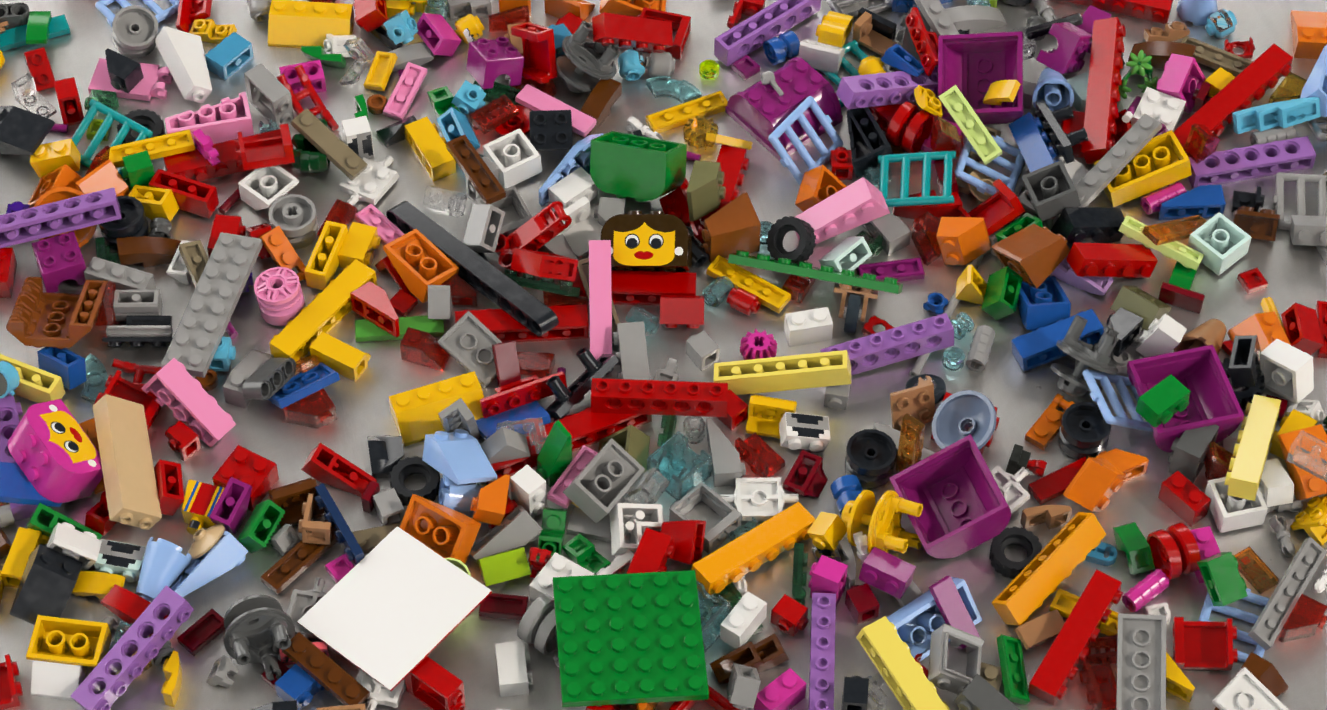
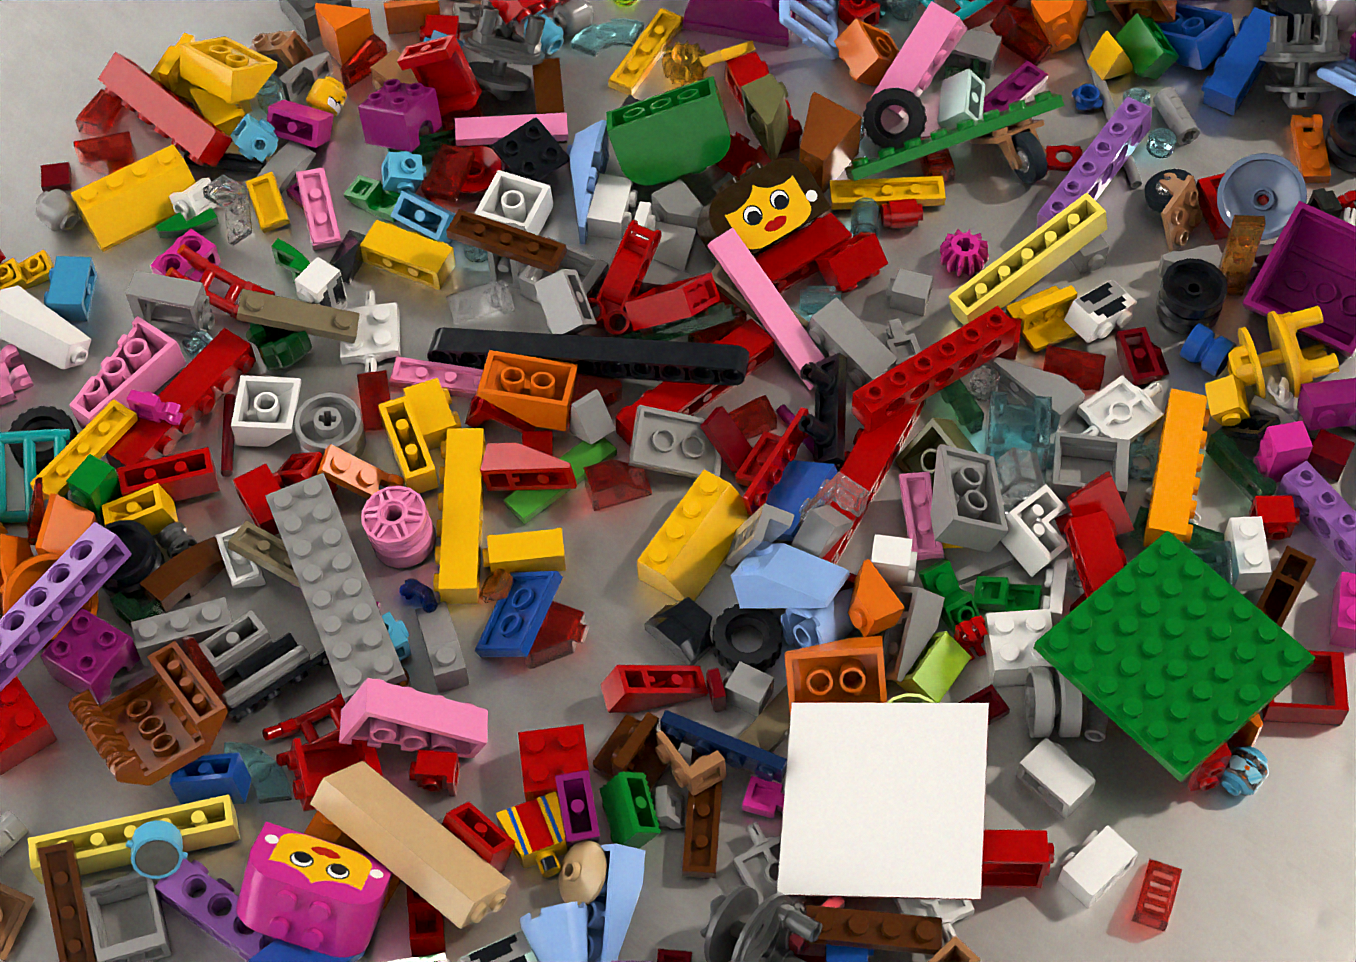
camera: 35 degrees left, 5 degrees up
(263, 341) = (424, 593): none -> clear blue arm
(265, 151) = (234, 366): red panel -> none
(269, 378) = (477, 630): dark grey beam -> none
(376, 104) = (298, 239): dark orange tile -> none
(555, 454) = (884, 501): green slope -> none
(635, 125) = (612, 97): white piece -> none
(743, 686) = (1318, 624): light grey brick -> none
(808, 326) = (993, 199): white brick -> none

